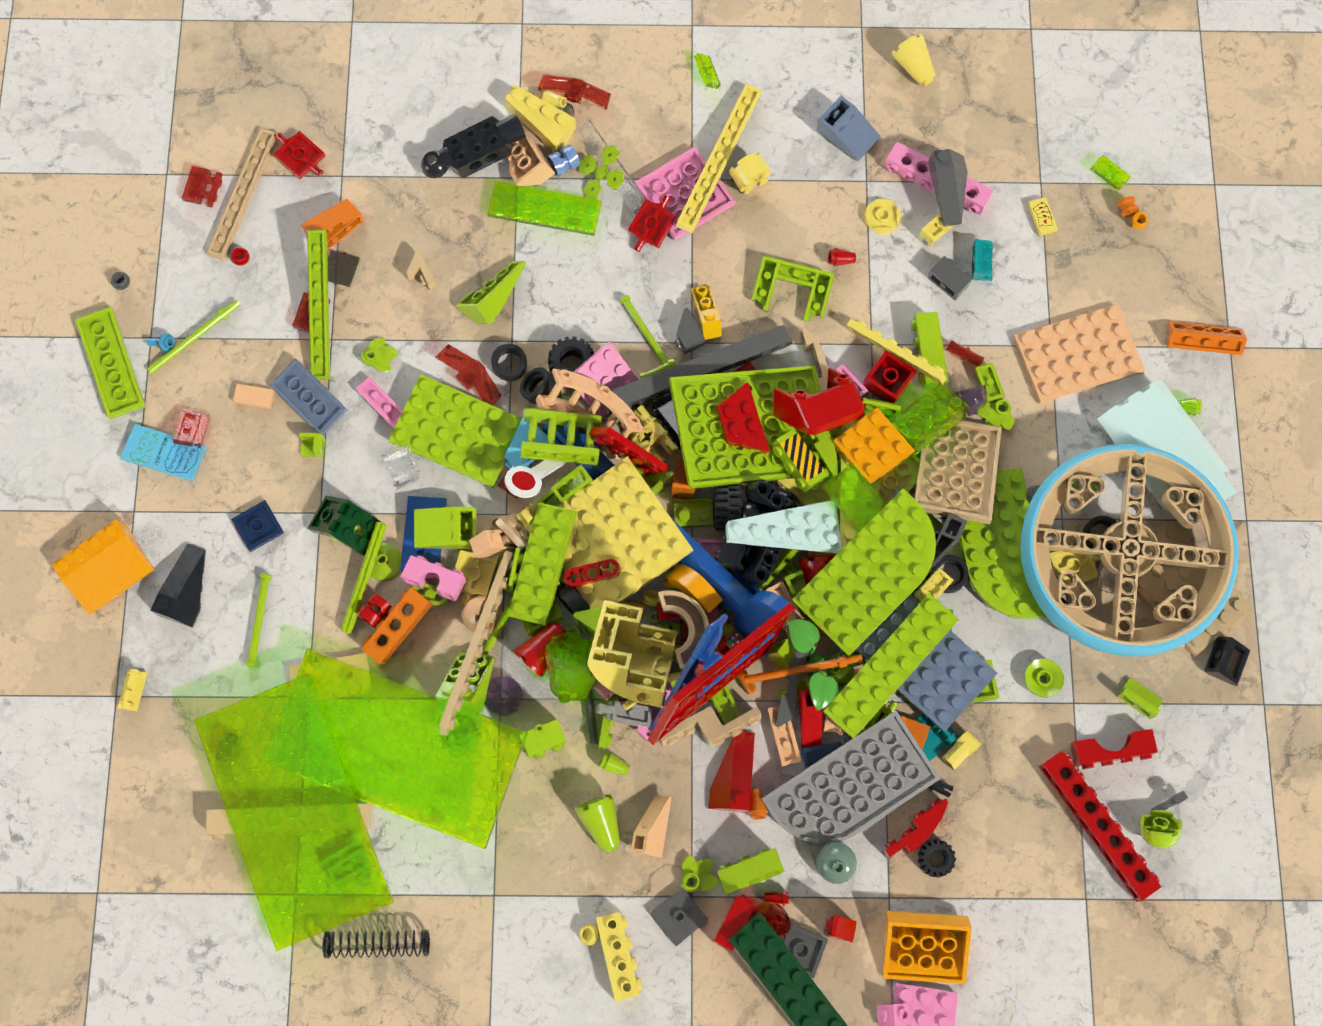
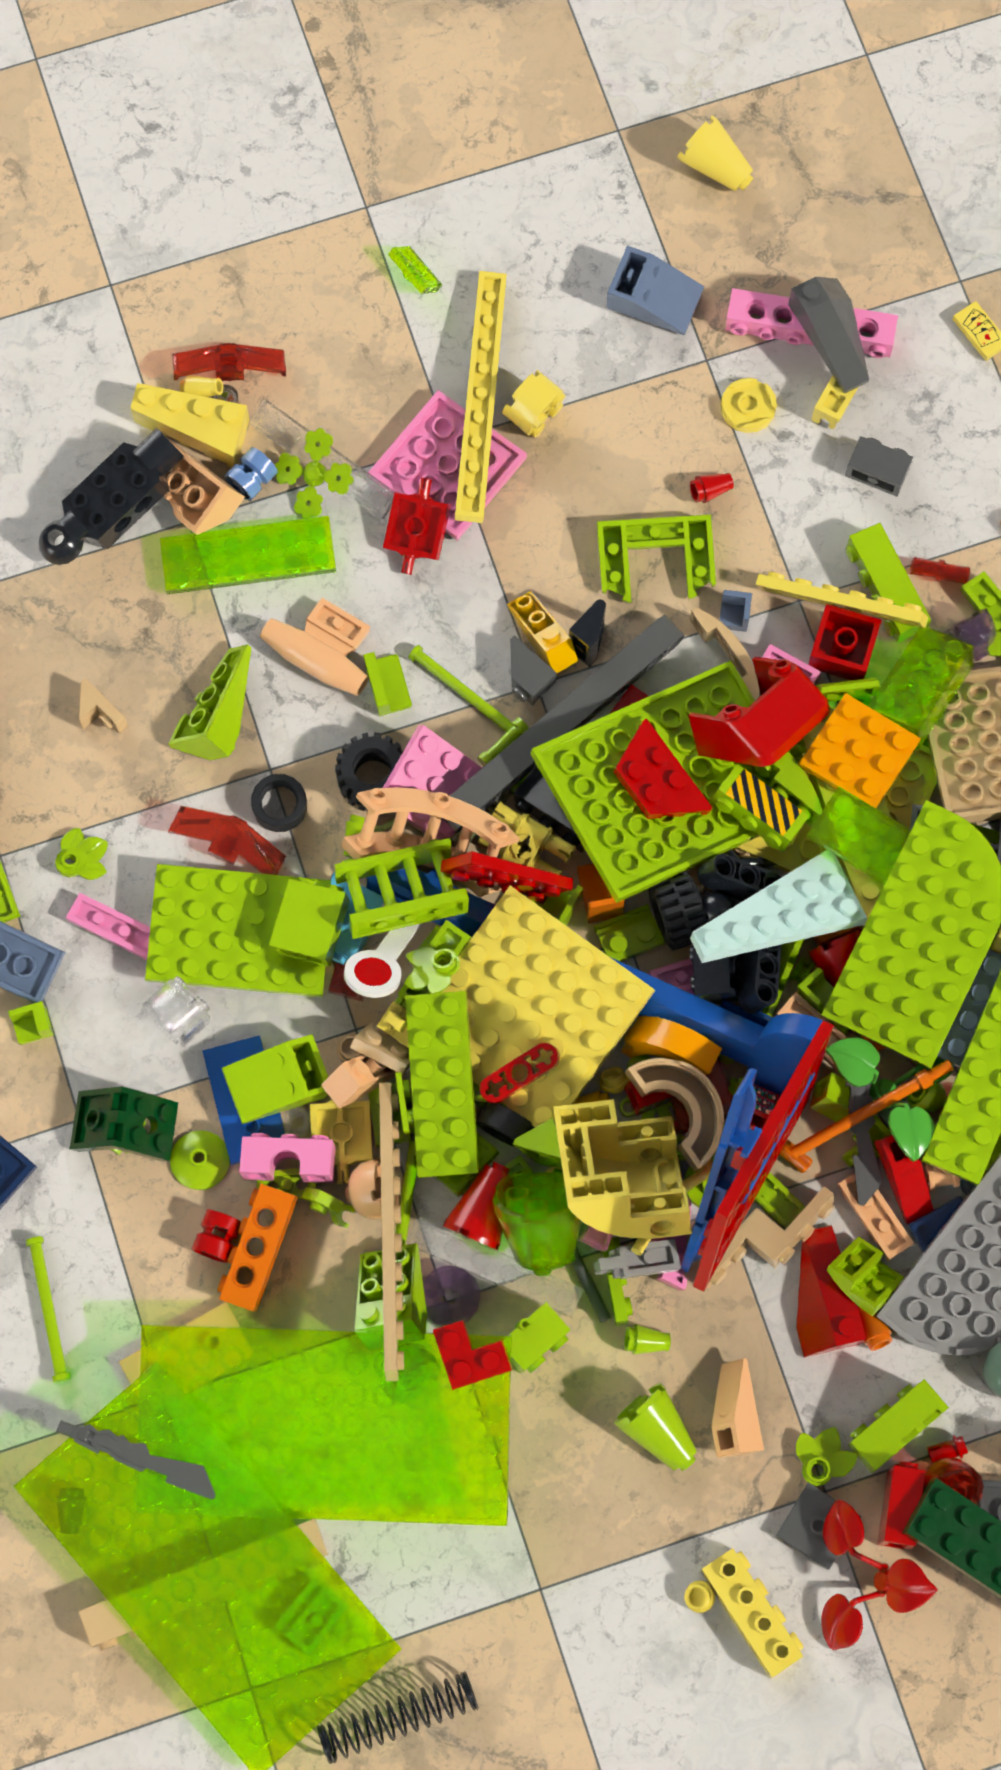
camera: 15 degrees left, 0 degrees up
(296, 747) = (136, 1455): none -> dark grey sword
(363, 578) = (181, 1193): lime axle -> none
(446, 612) = (323, 1202): none -> lime plate
(492, 739) = (467, 1364): none -> red plate
(499, 438) = (309, 921): none -> lime brick
(532, 379) = (323, 816): black tyre -> none
(561, 491) = (429, 969): none -> lime plate
(569, 276) = (322, 646): none -> light nougat plate
(600, 312) = (387, 683): none -> lime panel
(714, 969) = (903, 1583): none -> red plant
(733, 320) = (588, 632): none -> black tile
(762, 771) = (864, 1276): none -> lime slope
(829, 336) = (735, 610): none -> sand blue panel
(982, 260) = (916, 424): teal hinge -> none

